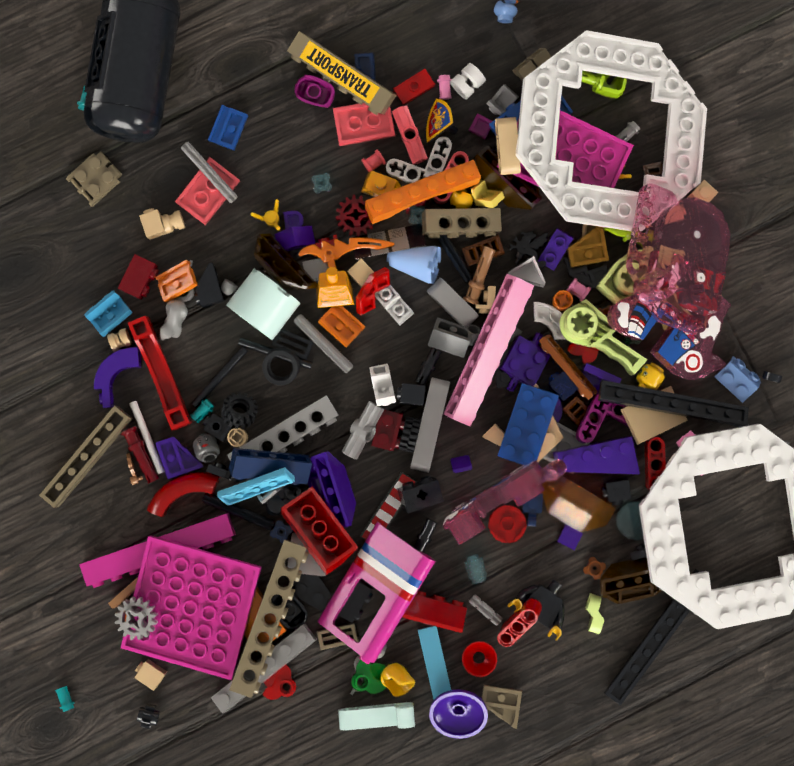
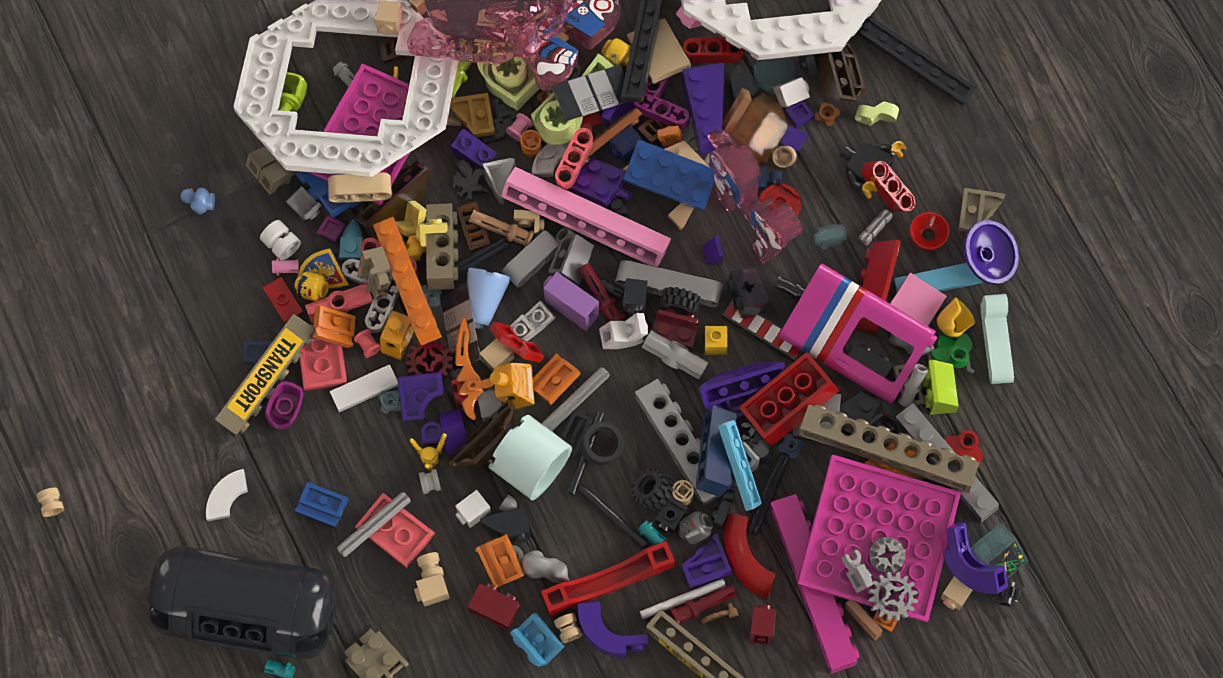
camera: 85 degrees left, 15 degrees down
(117, 505) = (762, 625): none -> dark red brick
(152, 589) = (858, 574): none -> light grey plate
(163, 685) = (968, 568): none -> dark purple arch
(177, 607) = (882, 564): none -> light grey gear
(182, 708) = (1000, 548): none -> clear light blue slope
(223, 256) = (472, 509): none -> white brick
(239, 45) = (224, 494): none -> white tile
(247, 220) = (429, 481): none -> light grey wheel
(326, 205) = (417, 392): none -> dark purple tile
(330, 640) = (913, 385): none -> light grey pin
(331, 665) = (941, 388): none -> lime slope
(334, 160) = (364, 388): none -> white tile
(376, 466) = (715, 340): none -> yellow brick
(385, 130) = (334, 326): none -> orange plate
(410, 337) = (571, 301): none -> medium lavender brick
(410, 368) = (609, 302): none -> dark red pin
(412, 645) = (918, 299): none -> bright pink tile
(424, 110) = (311, 286): none -> yellow head
(432, 166) = (377, 270): none -> dark tan hips
(468, 144) = (351, 242): none -> medium azure plate
(473, 212) = (433, 226): none -> light yellow bracket
(535, 331) = (578, 149): none -> coral beam
(547, 525) = (781, 158): none -> tan wheel
(568, 425) = (670, 136): none -> orange plate
(592, 485) = (736, 110): none -> medium nougat tile
(595, 543) = (799, 113): none -> dark purple tile
(605, 352) = (590, 92): none -> sticker
(613, 536) = (792, 92): none -> white brick
(677, 167) = (388, 17): none -> tan brick

